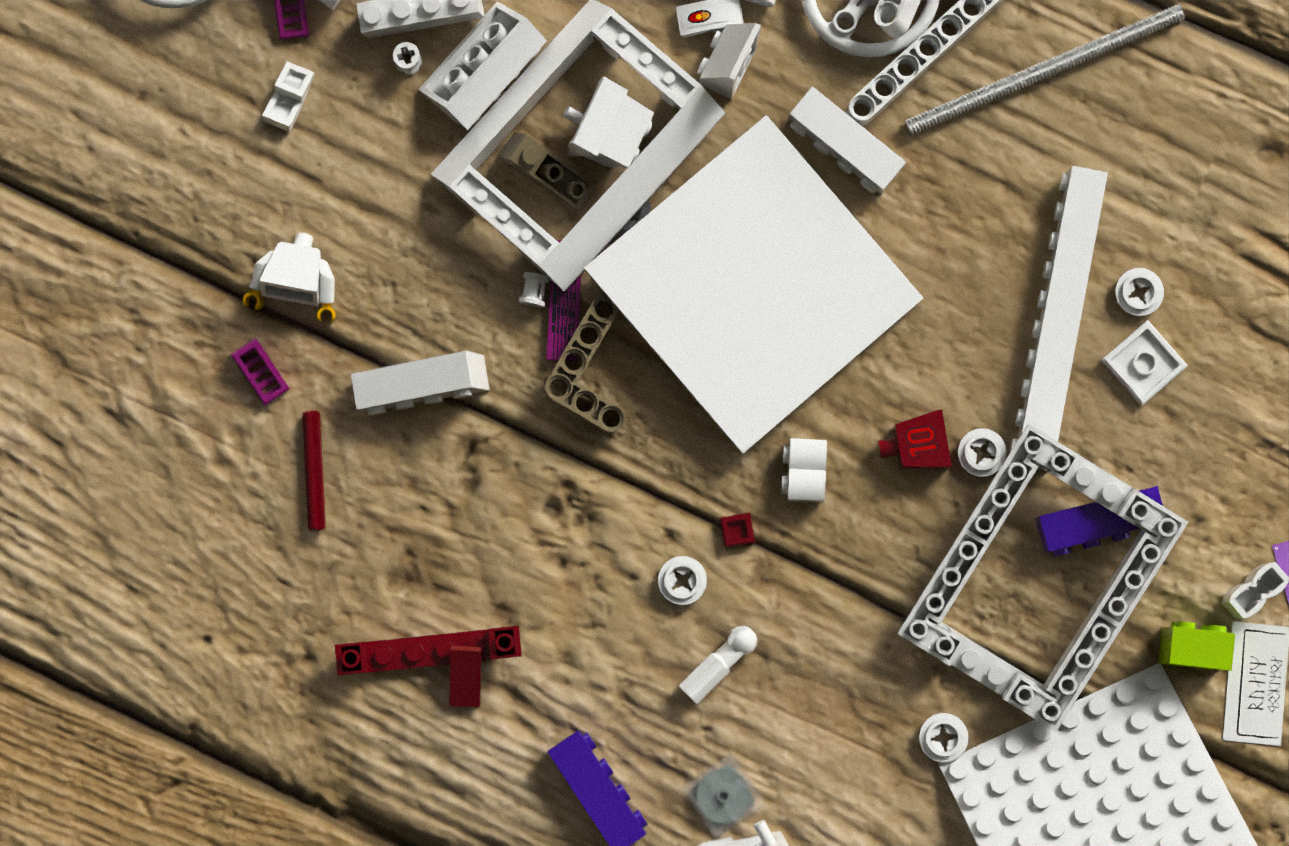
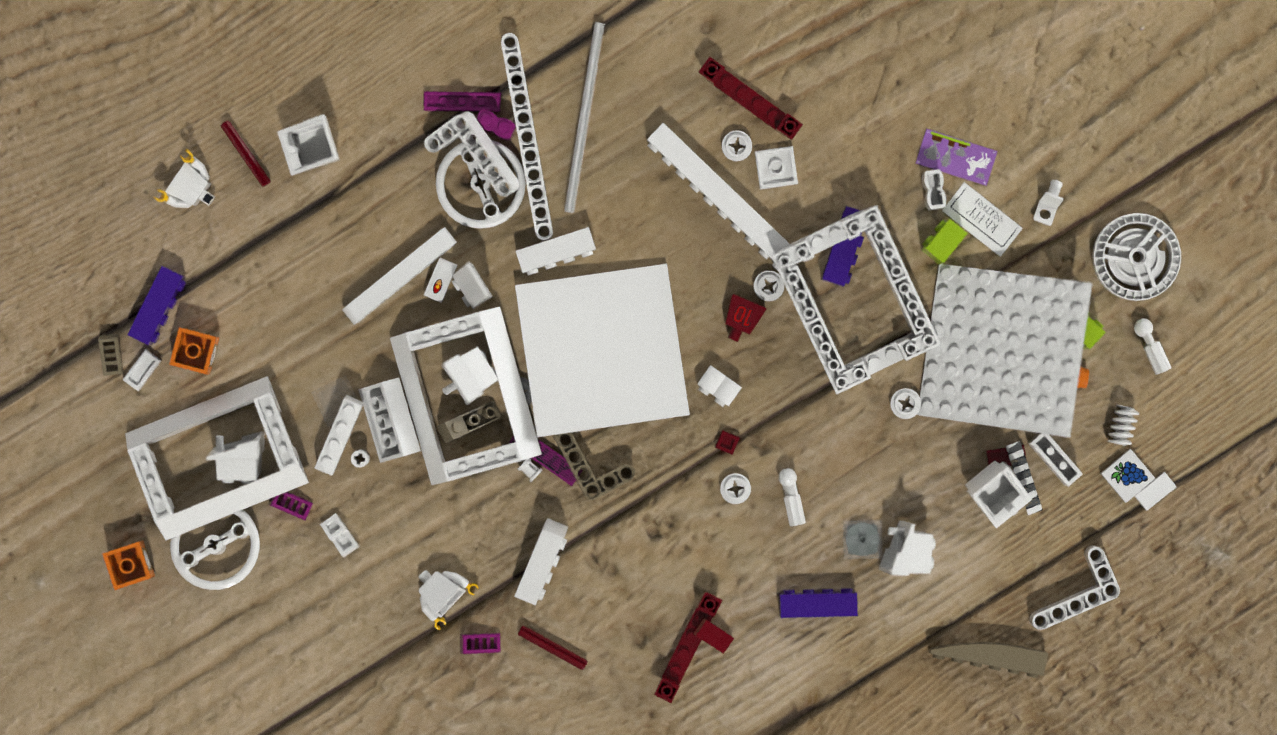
camera: 60 degrees left, 5 degrees up
(1210, 272) = (749, 99): none -> dark red slope

